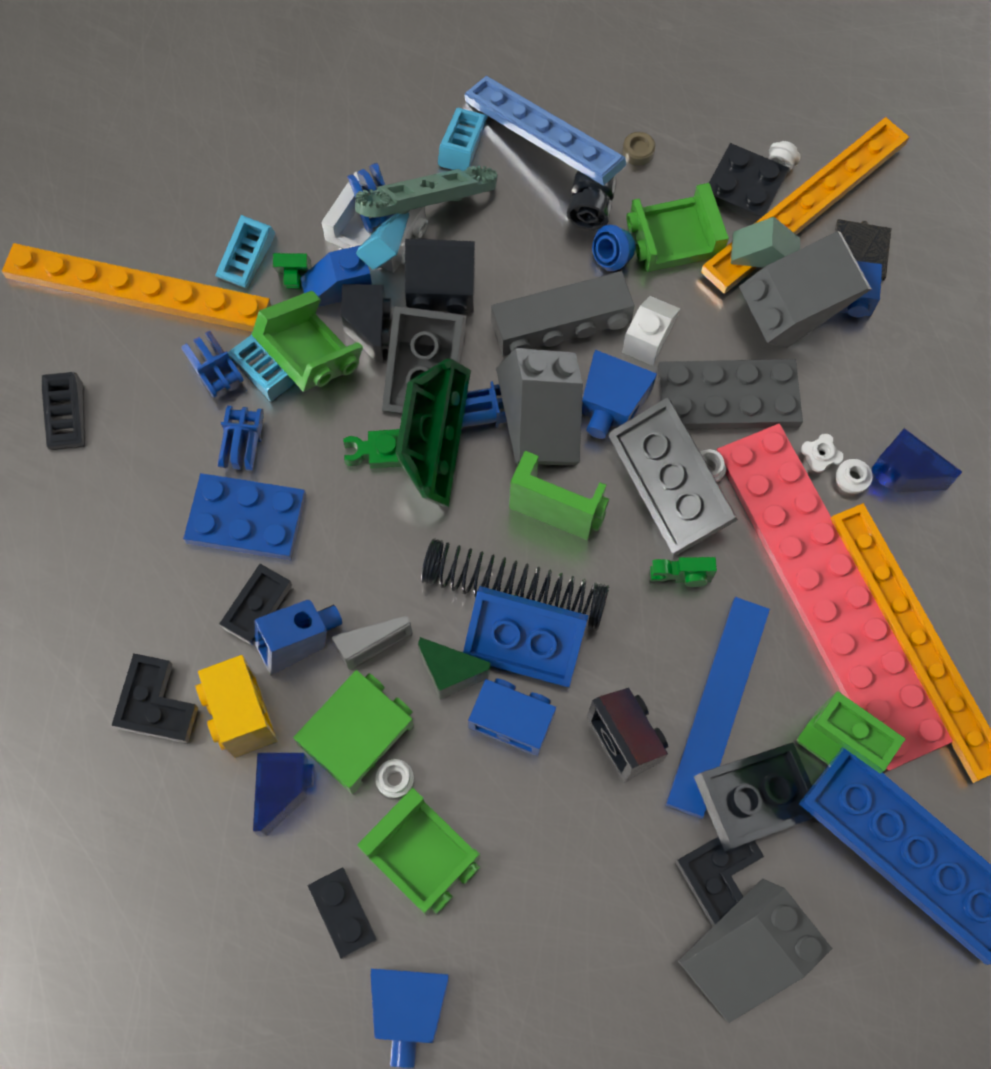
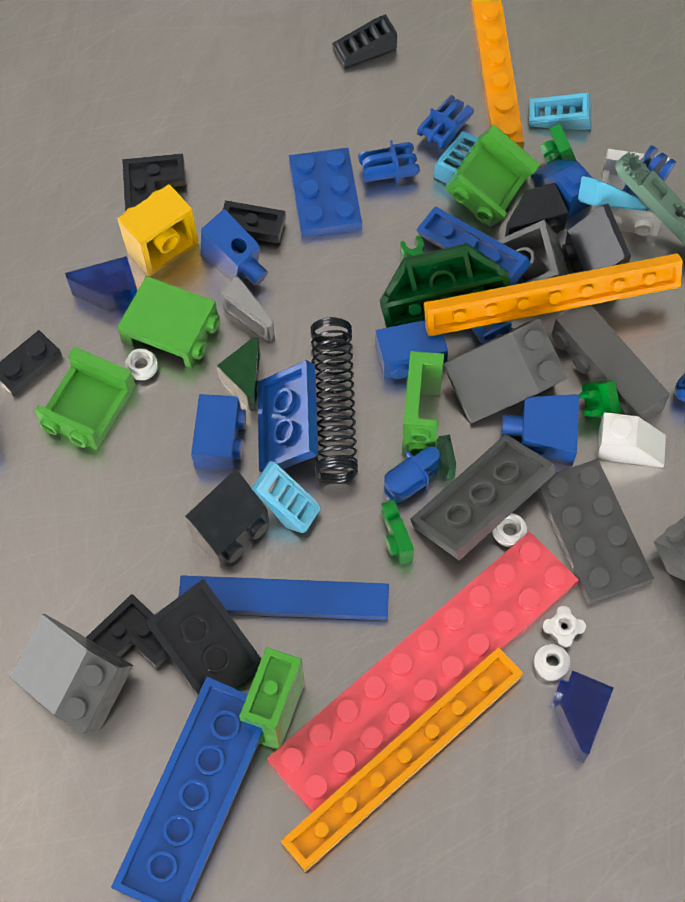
camera: 75 degrees right, 5 degrees down
(380, 390) = (449, 231): none -> blue plate
(479, 489) = (396, 342): none -> blue brick
(483, 337) = (552, 294): none -> light orange plate
(602, 334) = (600, 398): none -> green tile
(620, 497) = (447, 460): none -> clear green tile
(622, 664) = (303, 508): none -> medium azure slope
(625, 536) = (411, 474): none -> blue arm

